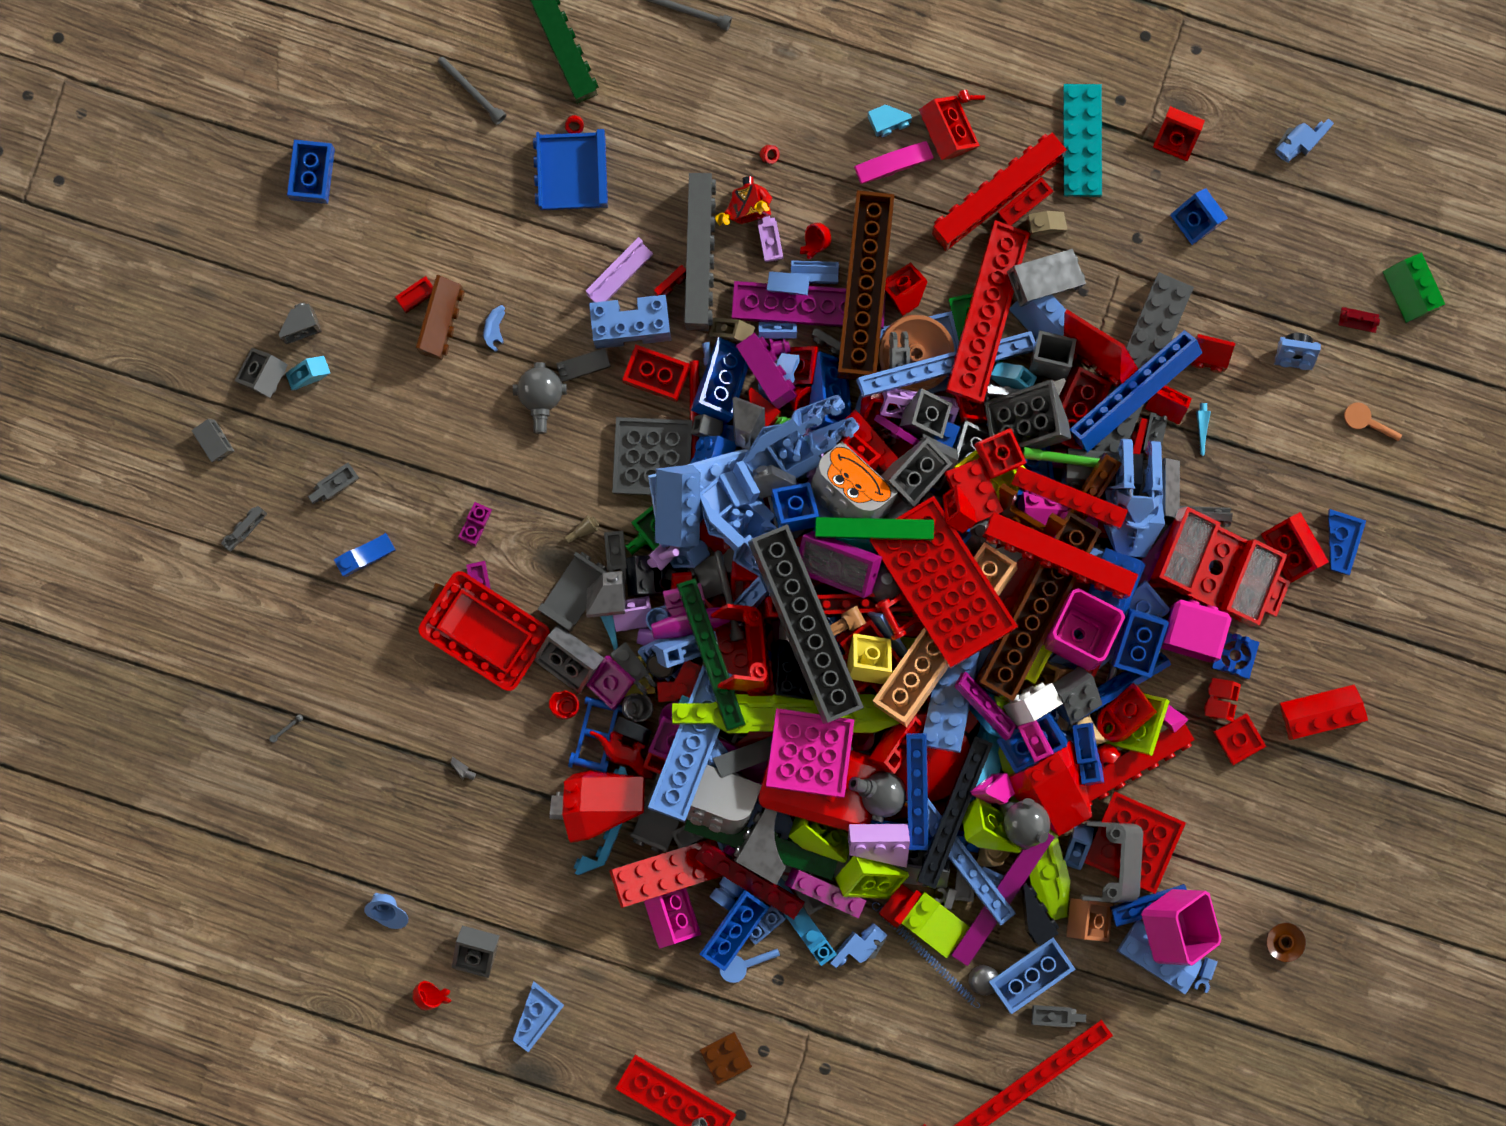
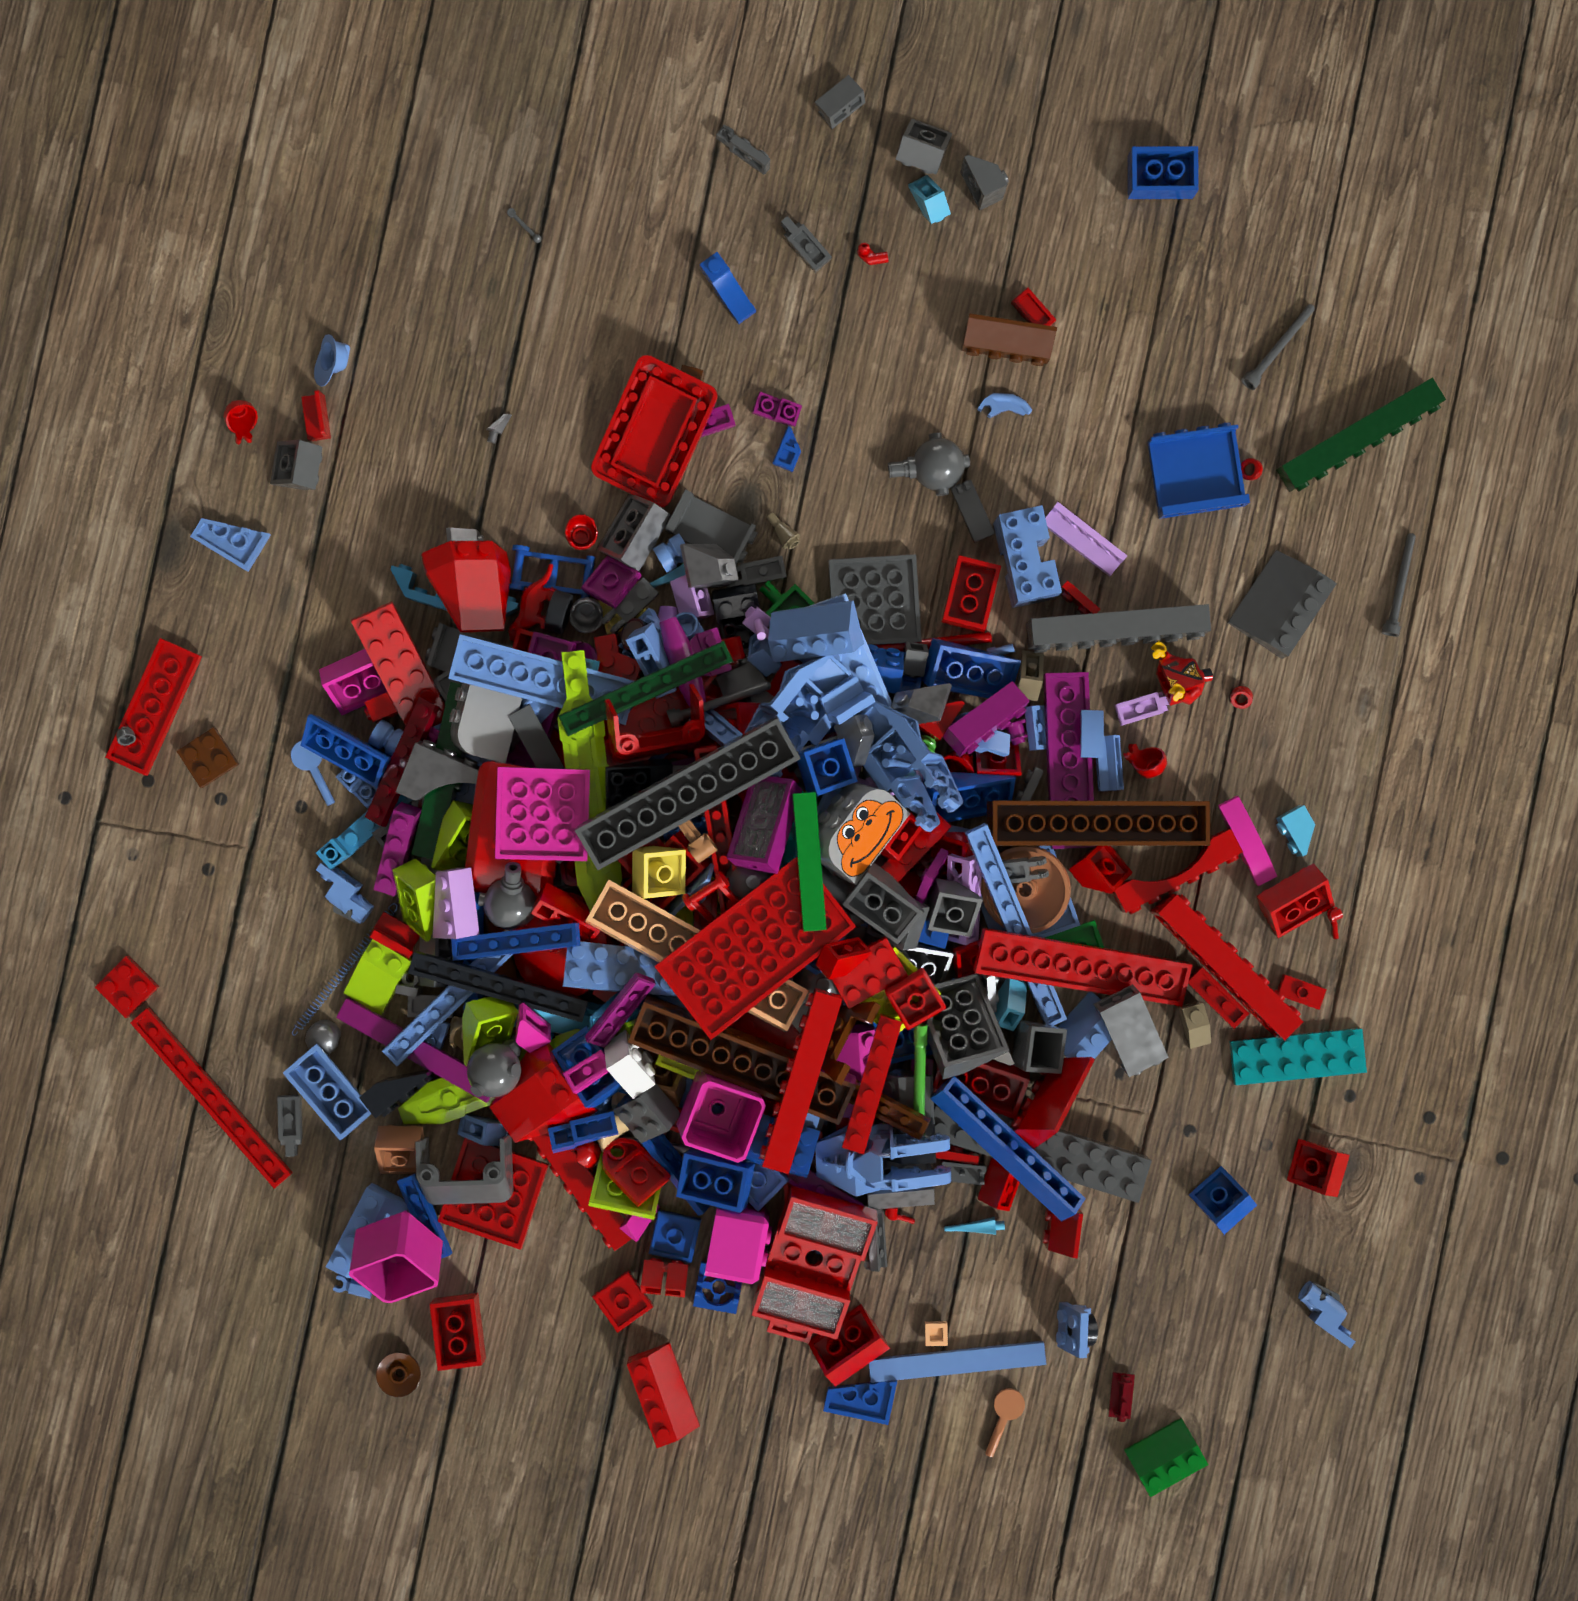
camera: 80 degrees right, 5 degrees up
(348, 432) = (870, 257): none -> red arm
(434, 930) = (316, 416): none -> red panel
(513, 518) = (788, 451): none -> blue tile
(591, 628) = (670, 553): none -> medium blue wheel
(693, 111) = (1281, 604): none -> dark grey slope
(699, 897) = (380, 708): none -> red brick
(928, 262) = (1134, 893): none -> red arch
(1027, 130) = (1301, 991): none -> red plate
(1185, 498) = (891, 1214): none -> red hand
(1187, 688) = (675, 1236): none -> blue tile
(1252, 885) = (457, 1331): none -> red brick
(1291, 471) = (936, 1333): none -> light nougat plate
(1317, 456) = (957, 1361): none -> medium blue tile

